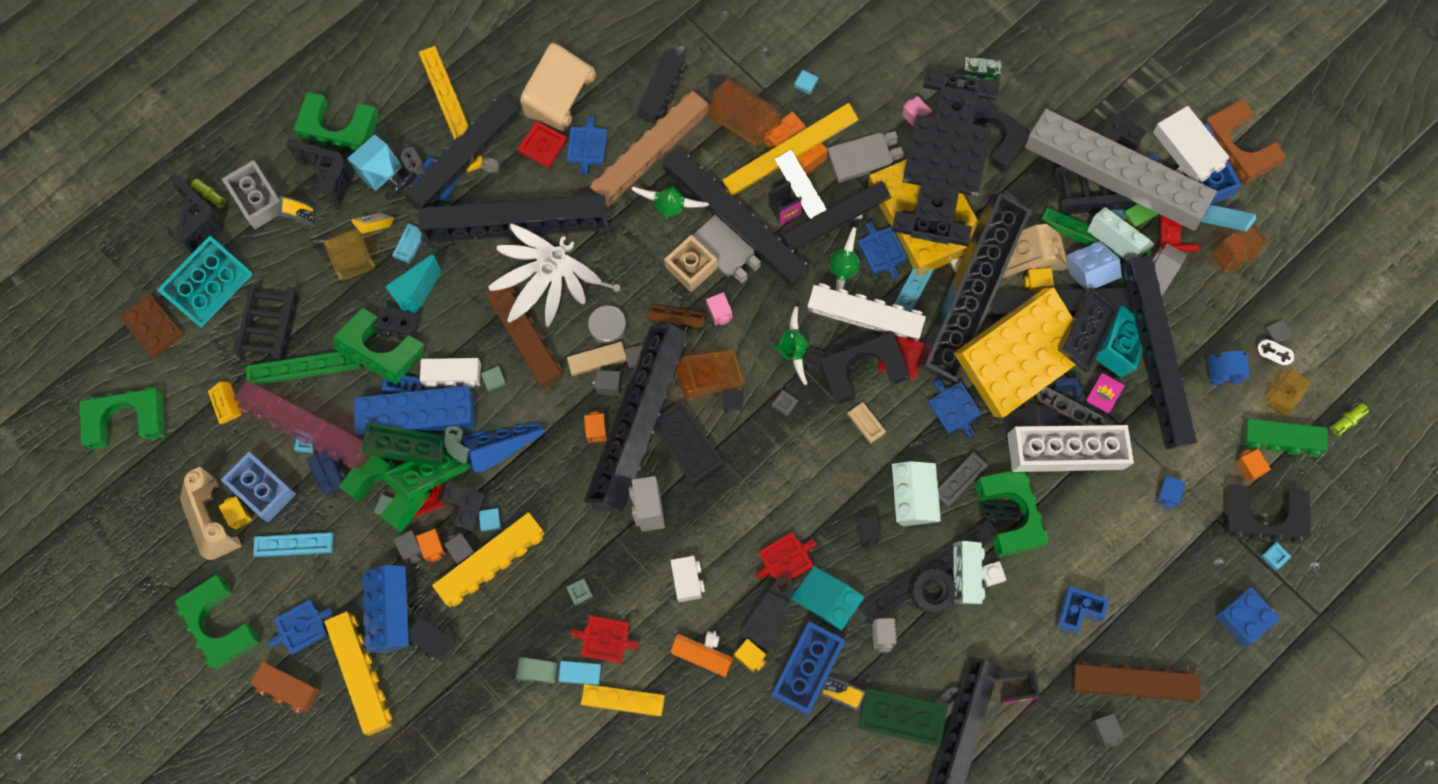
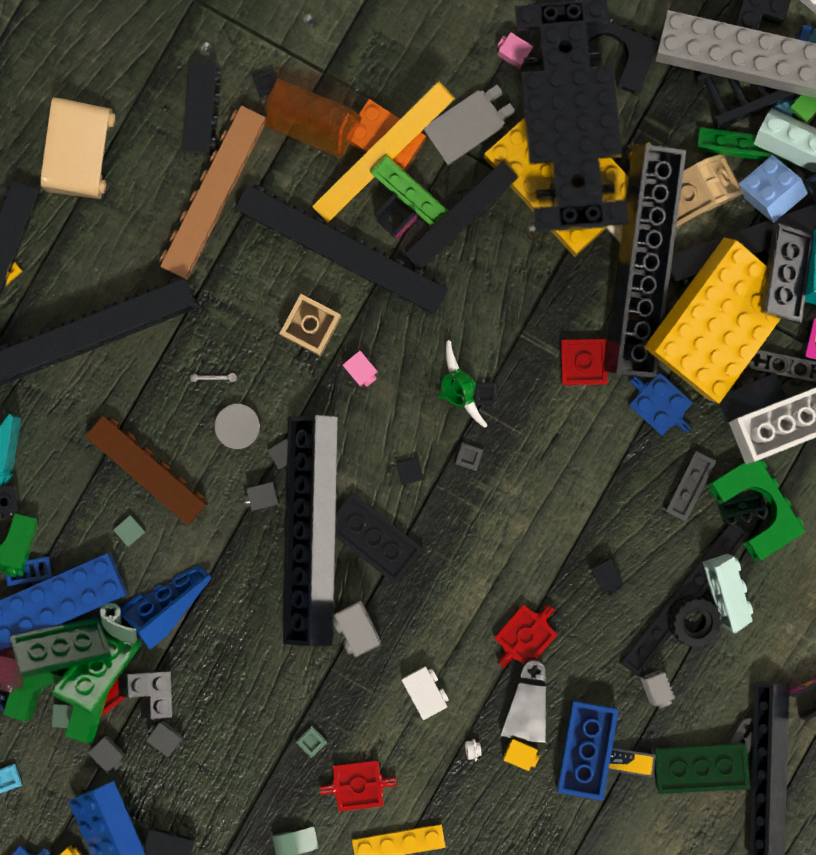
camera: 20 degrees left, 15 degrees up
(431, 546) = (131, 745): orange brick -> none
(450, 372) = (79, 541): white brick -> none
(488, 560) = (200, 740): yellow brick -> none
(489, 520) = (184, 693): medium azure tile -> none
(490, 165) = (30, 272): clear tile -> none
(542, 145) = (83, 226): red plate -> none
(550, 267) = (147, 378): white plant -> none
(580, 673) = (342, 829): medium azure tile -> none
(587, 145) = (137, 211): blue plate -> none
(595, 427) = (266, 552): orange brick -> none
(596, 358) = (239, 470): tan tile -> none
(669, 201) = (259, 254): green helmet -> none
(676, 315) = (313, 392): reddish brown plate -> none
(701, 655) = (468, 769): orange tile -> none
(708, 374) = (374, 450): clear orange slope -> none
(727, 248) = (342, 291): light grey tile -> none
(806, 82) = (371, 48): medium azure tile -> none
(828, 599) = (584, 665): teal slope -> none
(838, 365) = (516, 397): black arch -> none
(844, 261) = (487, 271): green helmet -> none
(866, 313) = (531, 327): white brick -> none
(866, 423) = (567, 451): tan tile -> none
(882, 250) = (522, 241): blue plate -> none
(912, 290) = (572, 282): medium azure tile -> none
(916, 493) = (646, 519): light aqua slope -> none
(994, 574) = (755, 580): white plate -> none
(1038, 279) = (714, 222): yellow brick -> none
(1065, 383) = (776, 338): dark blue bracket -> none

